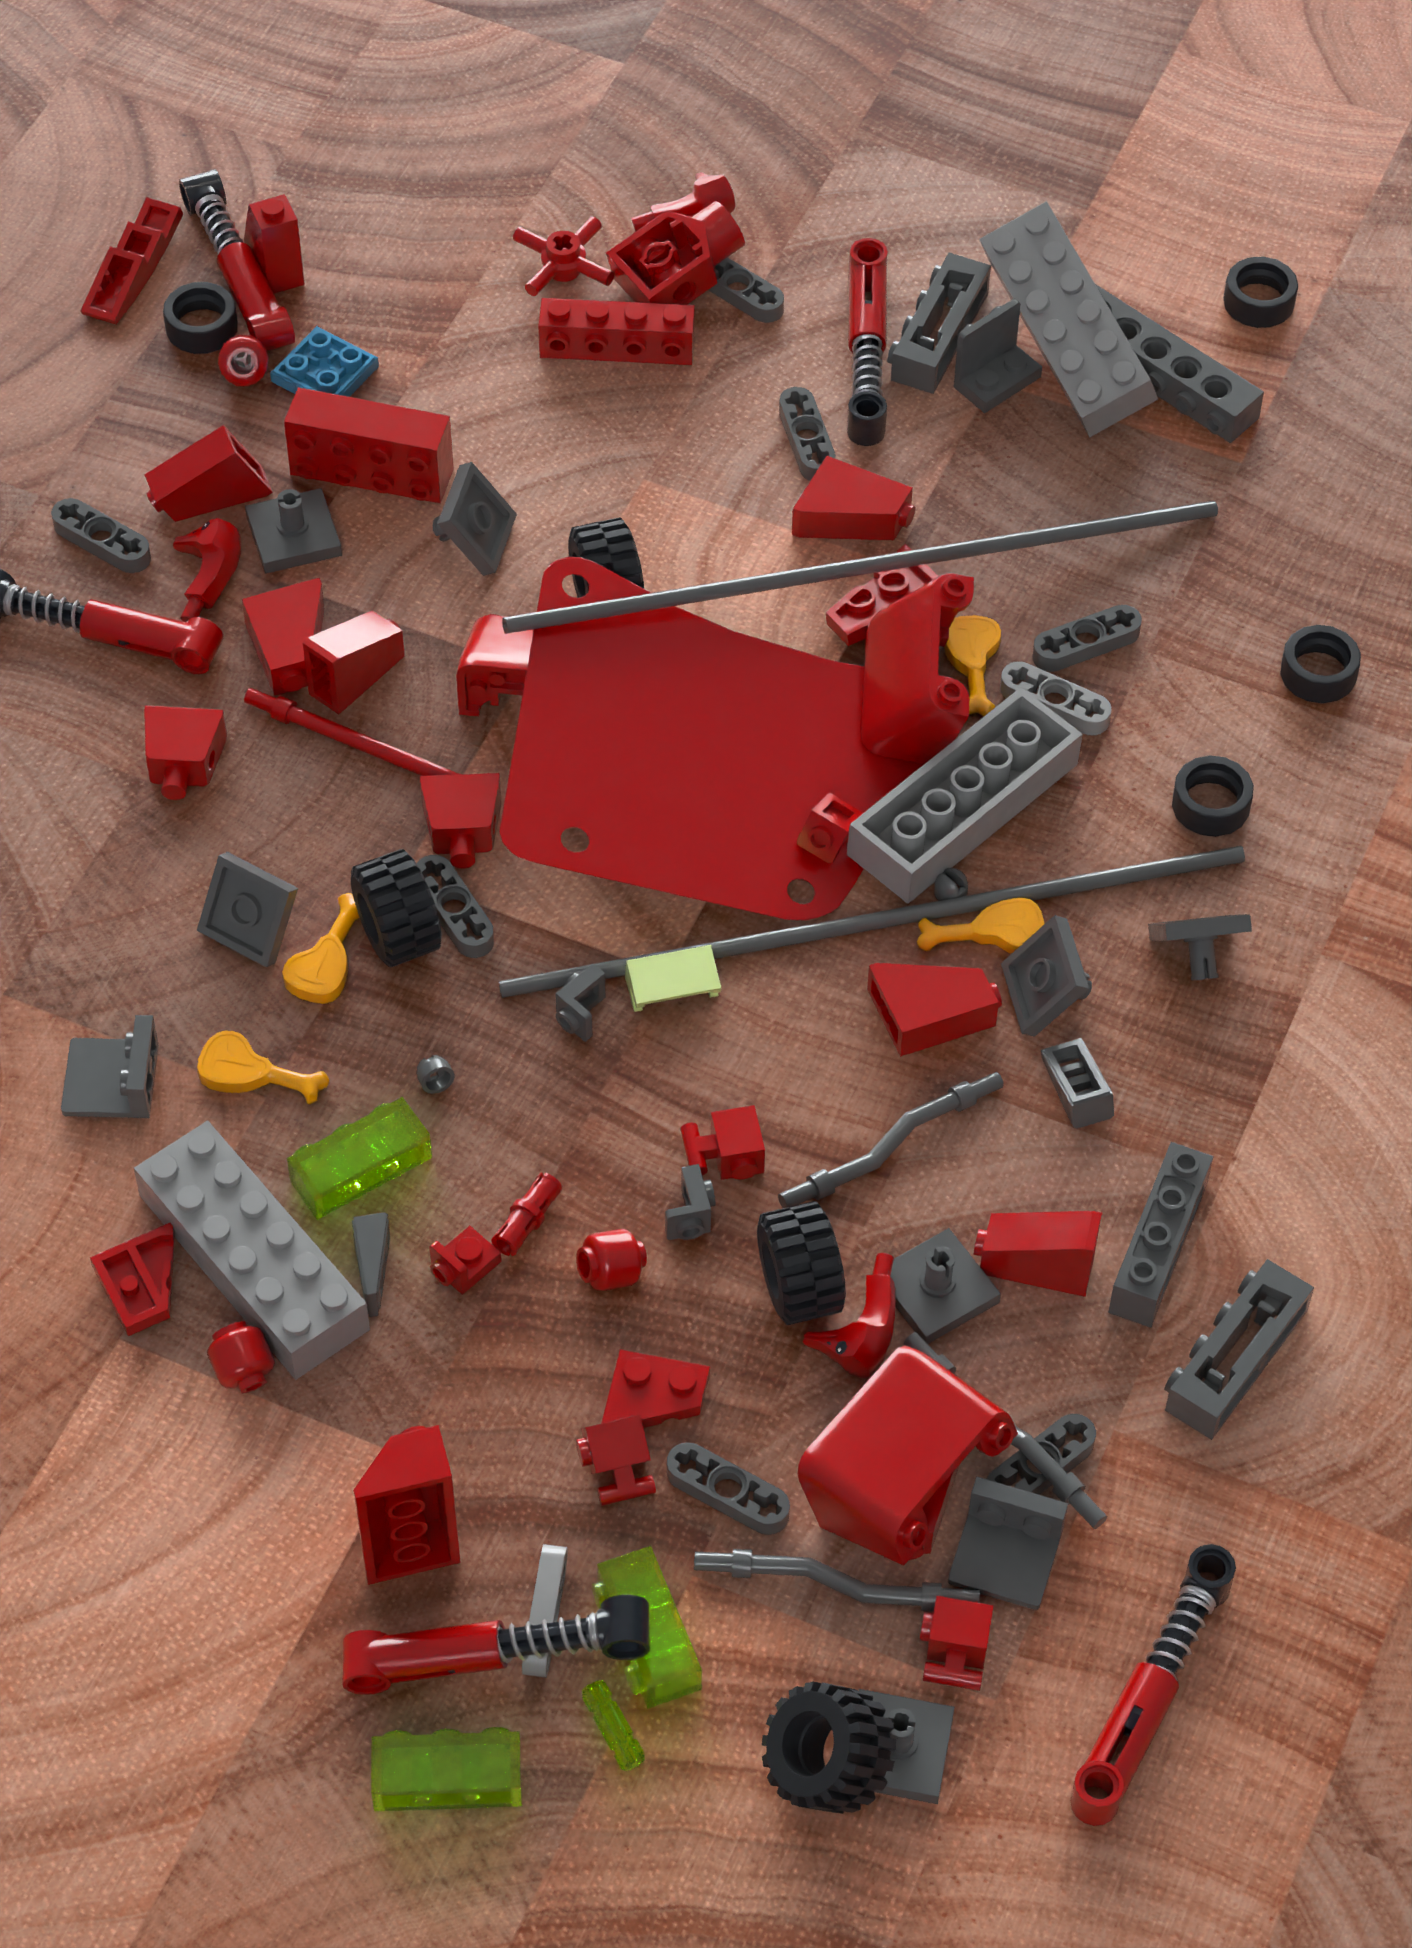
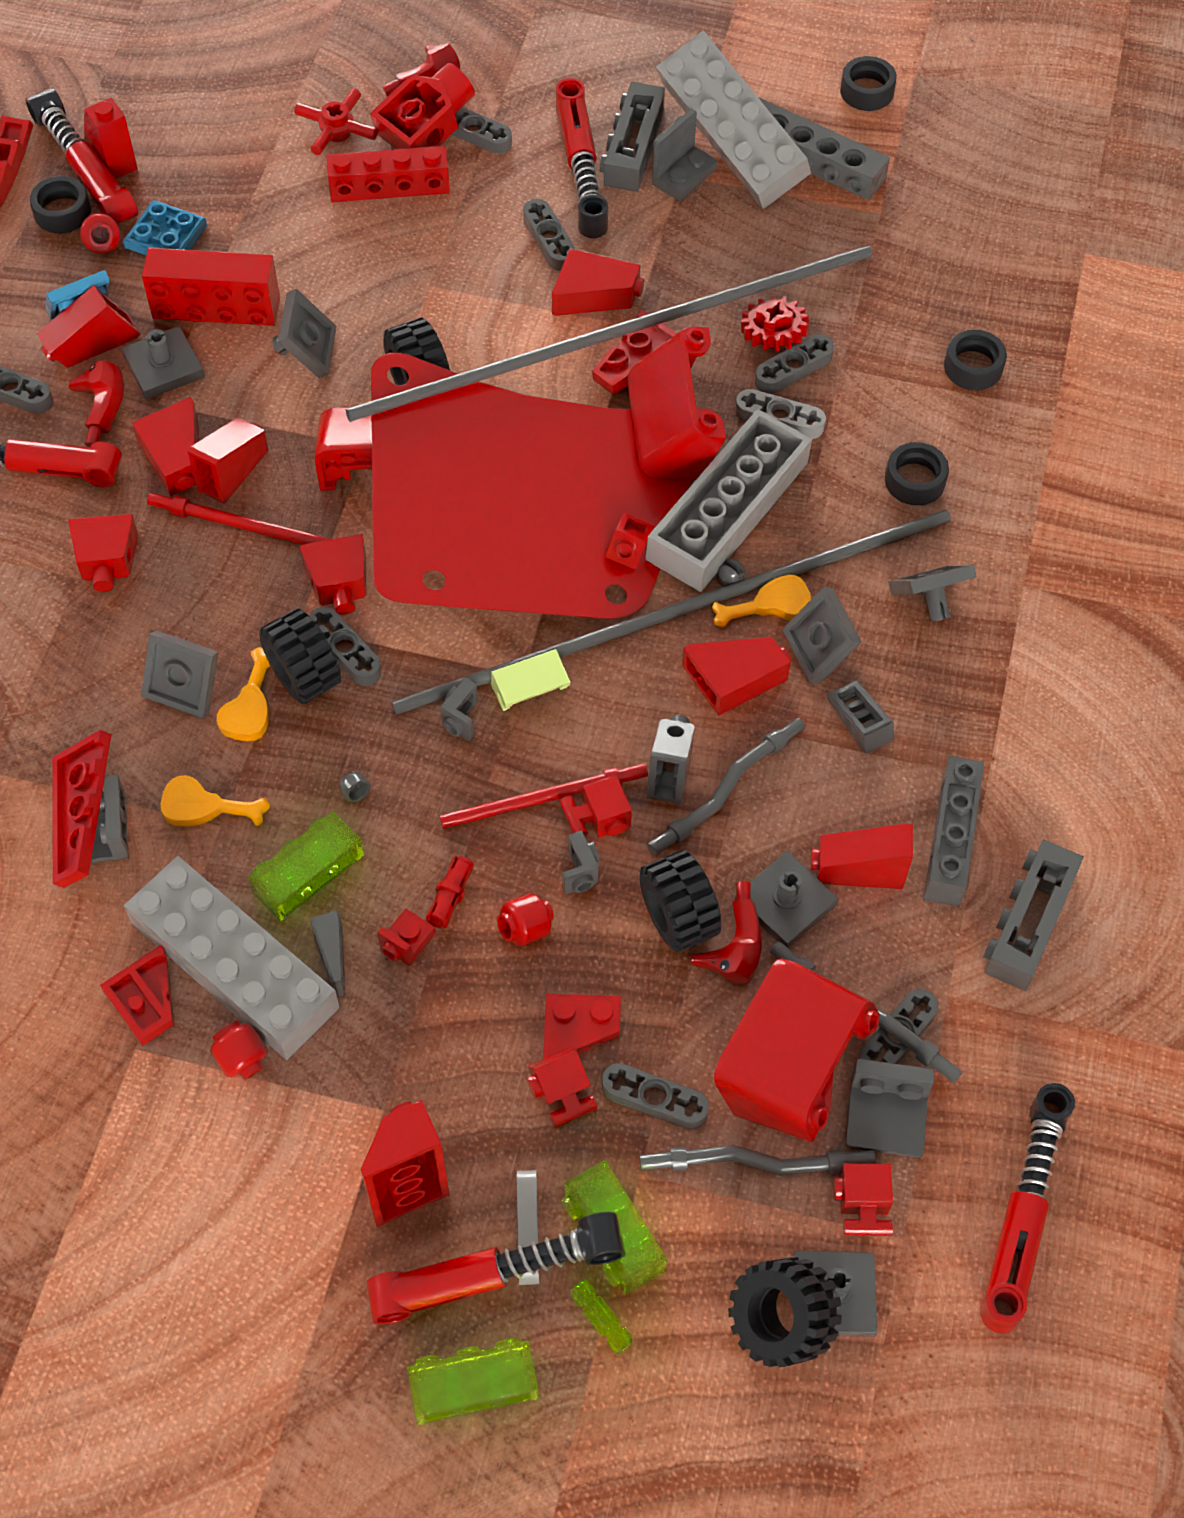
camera: 10 degrees left, 5 degrees up
(97, 1042) = (76, 800): none -> red wing
(184, 434) = (63, 297): none -> dark azure tile
(655, 1120) = (538, 797): none -> red bar
(830, 1076) = (673, 745): none -> dark grey torso
(968, 648) = (709, 380): light orange piece -> none
(1070, 584) = (774, 323): none -> red gear

